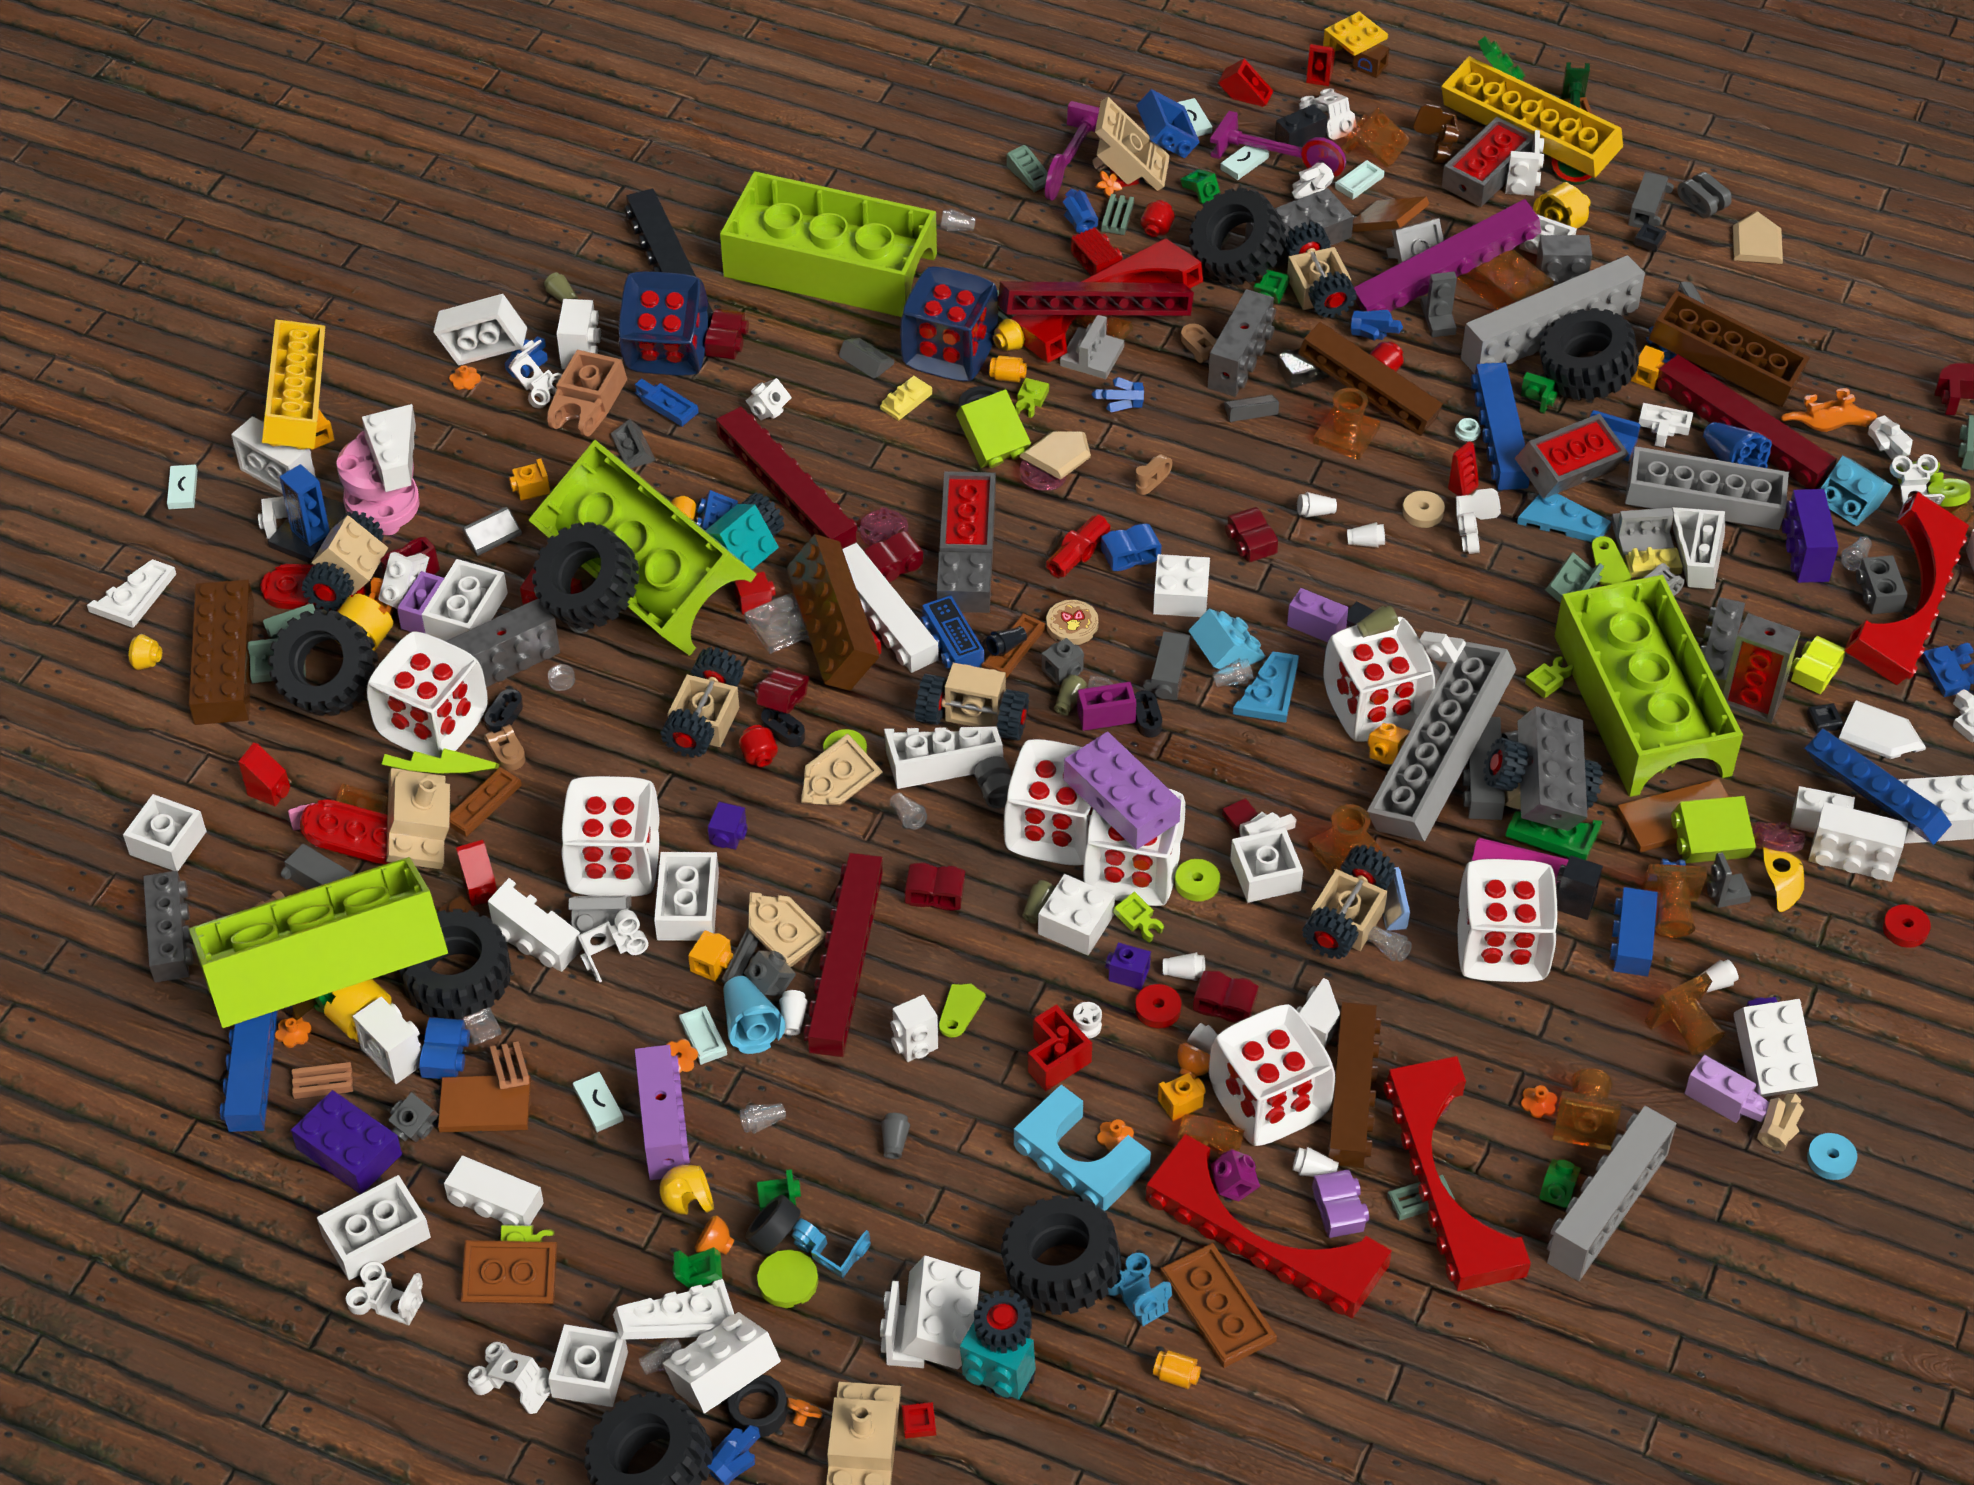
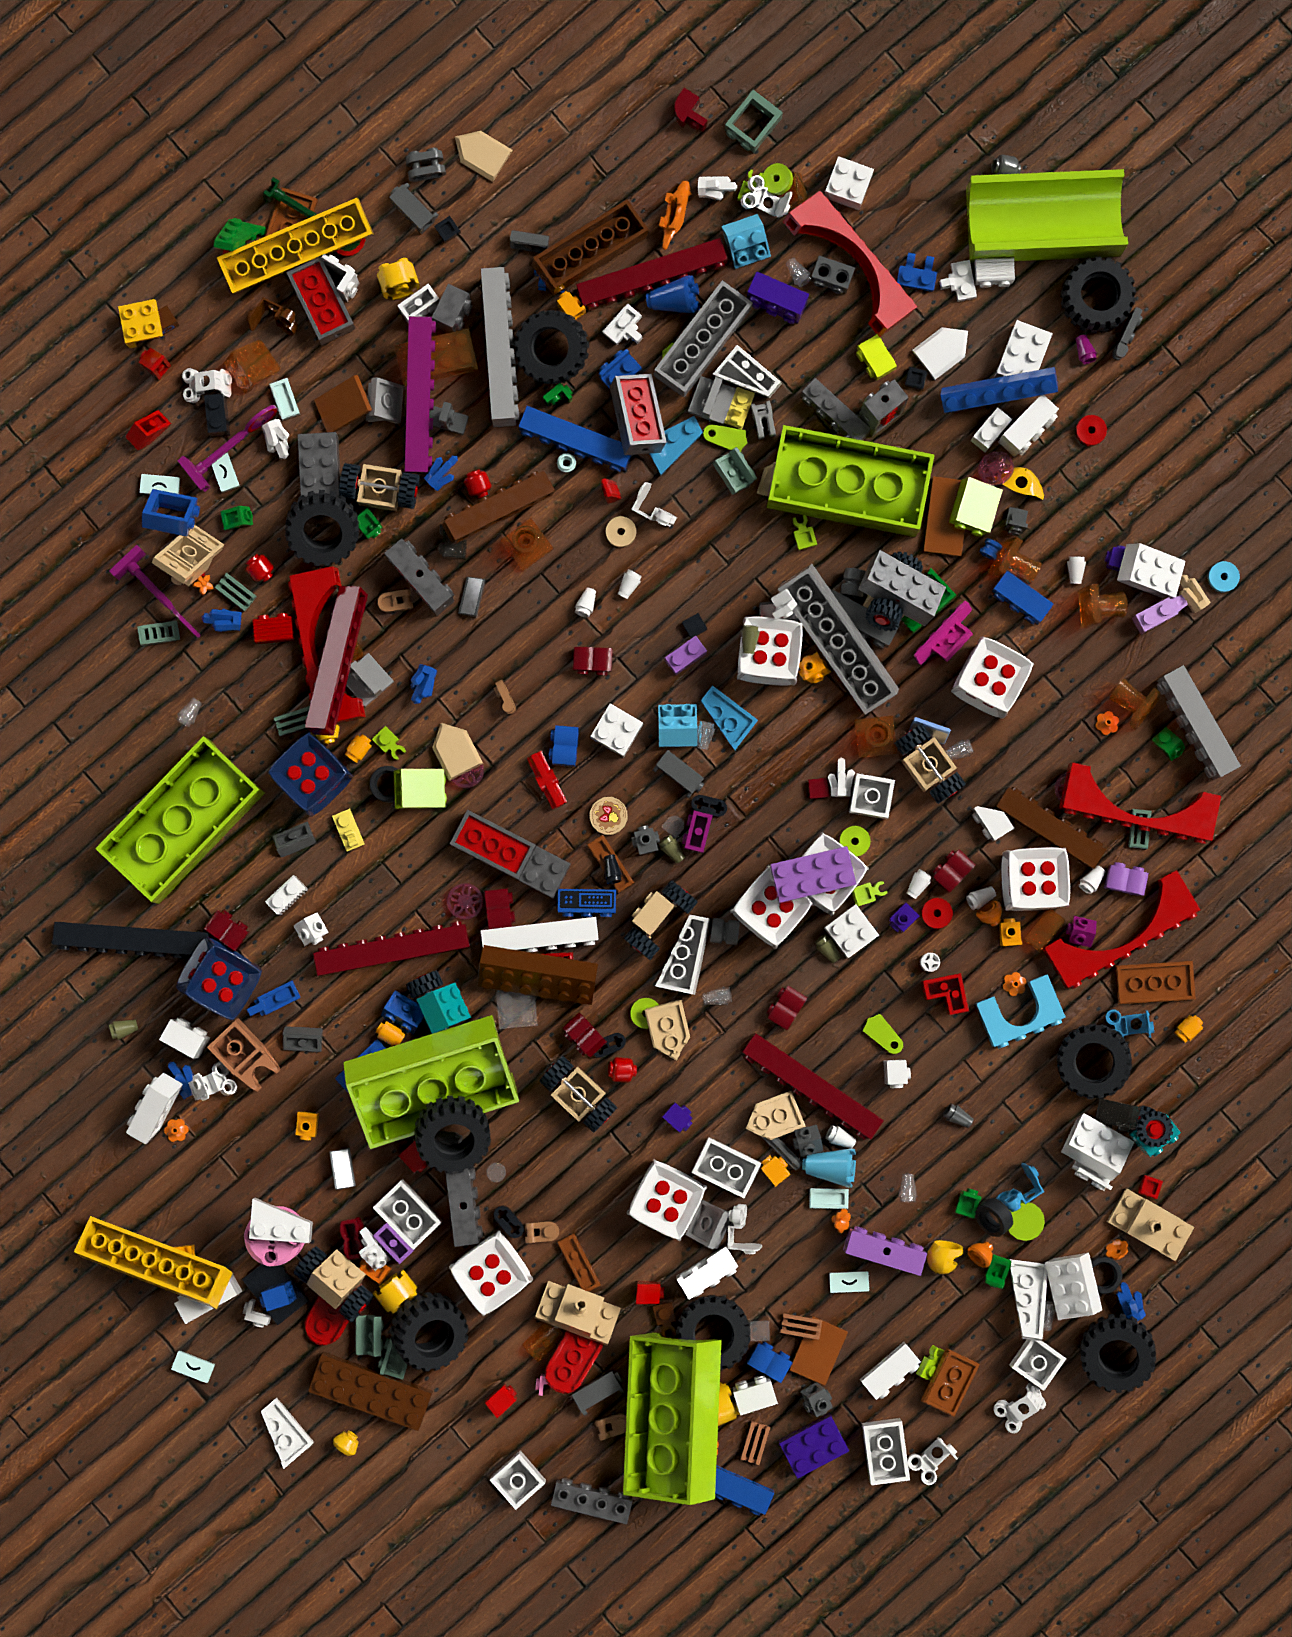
camera: 65 degrees left, 35 degrees up
(449, 763) = (543, 1275): lime slope -> none
(754, 593) = (486, 1009): red brick -> none
(796, 367) = (286, 895): none -> white brick
(1577, 887) = (981, 616): black brick -> none

